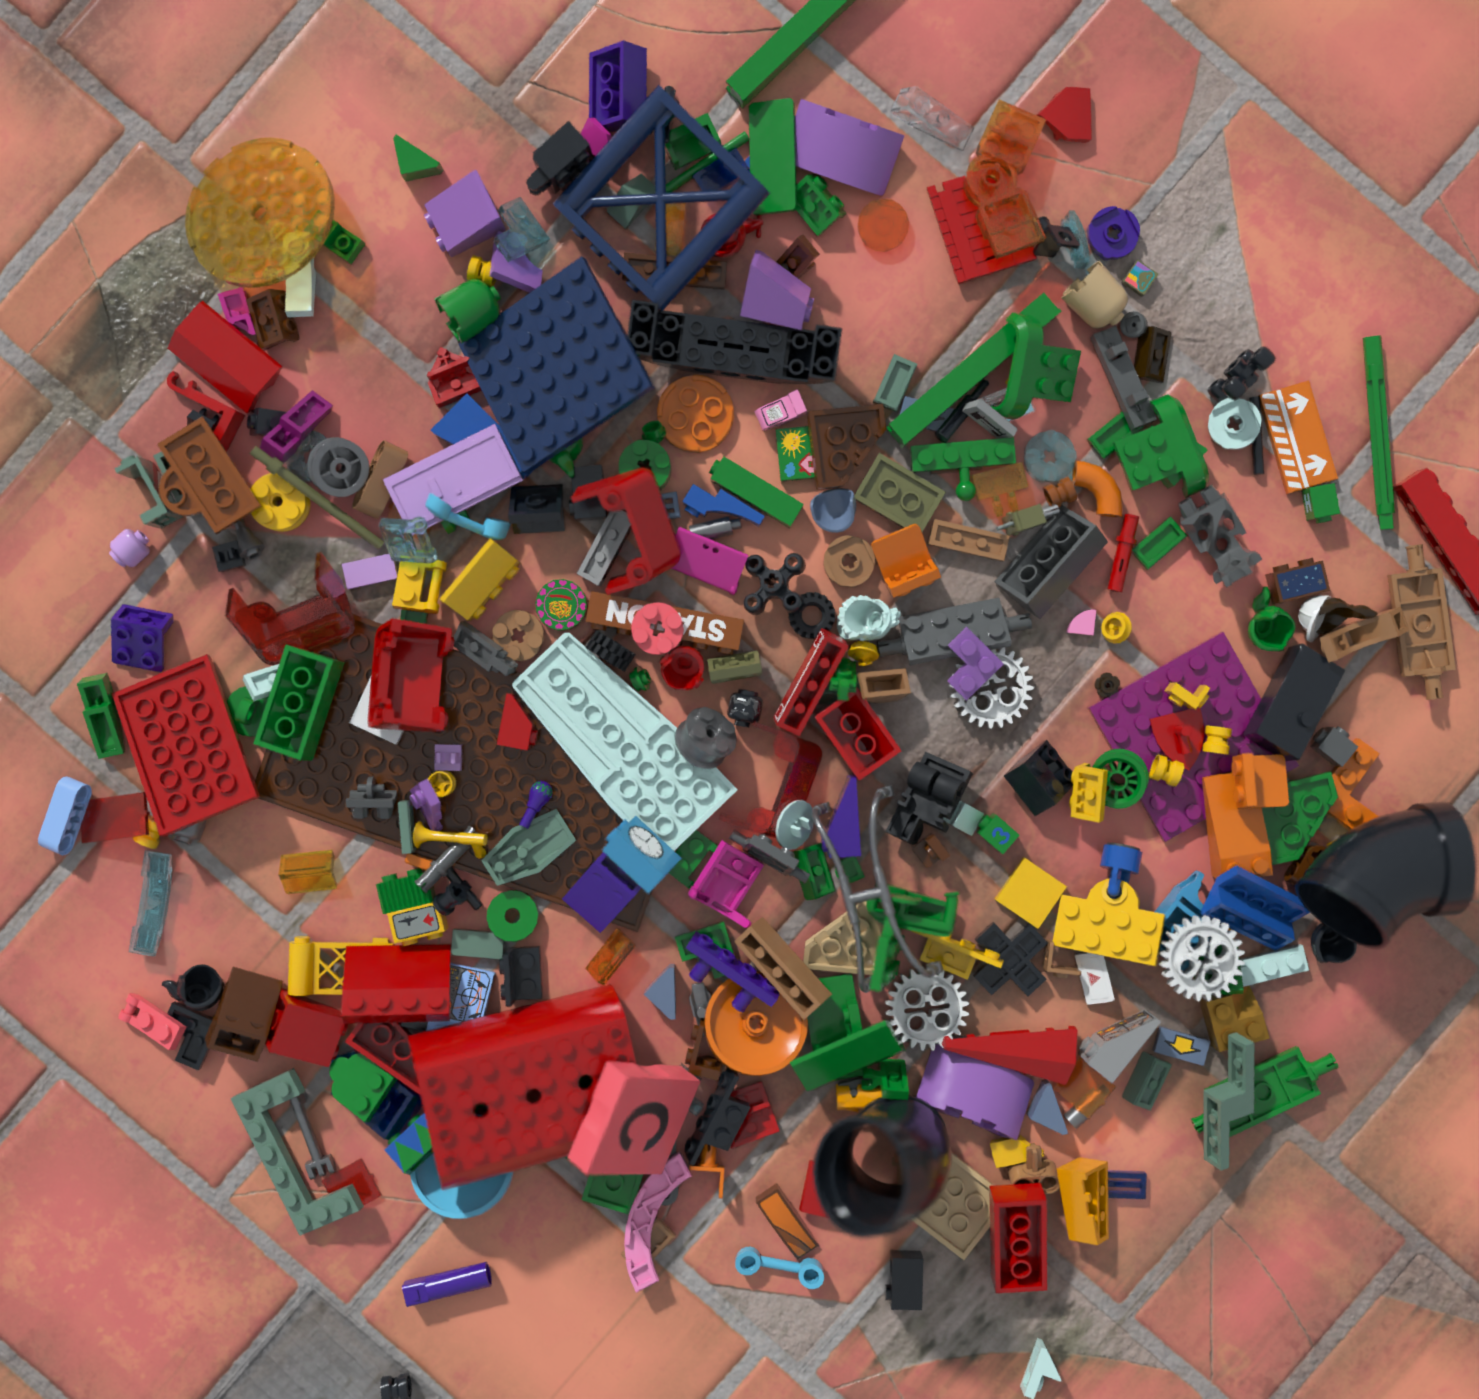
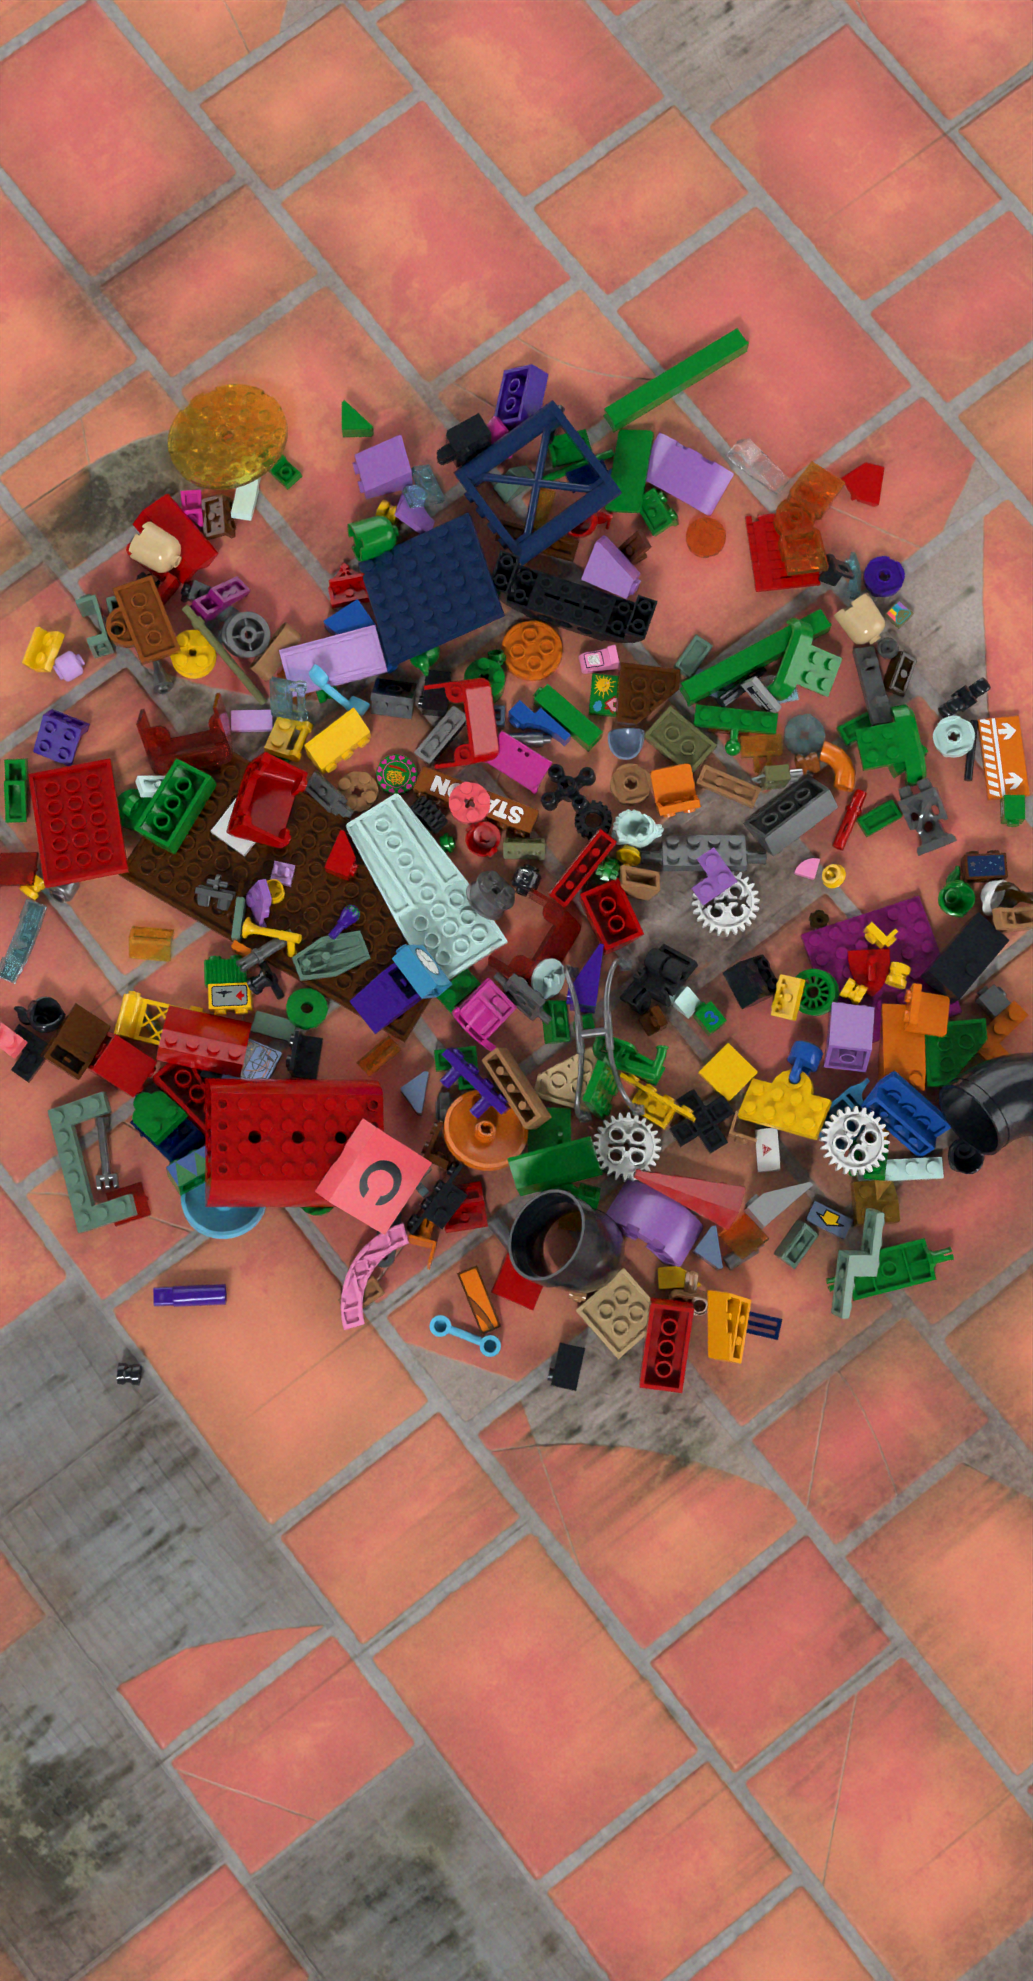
camera: 10 degrees right, 10 degrees down
(92, 533) = (43, 649): none -> yellow bracket
(200, 379) = (155, 549): none -> tan cylinder
(228, 556) = (143, 688): black tile -> none
(612, 1190) = (343, 1238): green plate -> none
(800, 1137) = (500, 1230): none -> flat silver cylinder
(1038, 1365) = (666, 1458): light aqua slope -> none
(1172, 827) = (849, 1037): none -> medium lavender slope

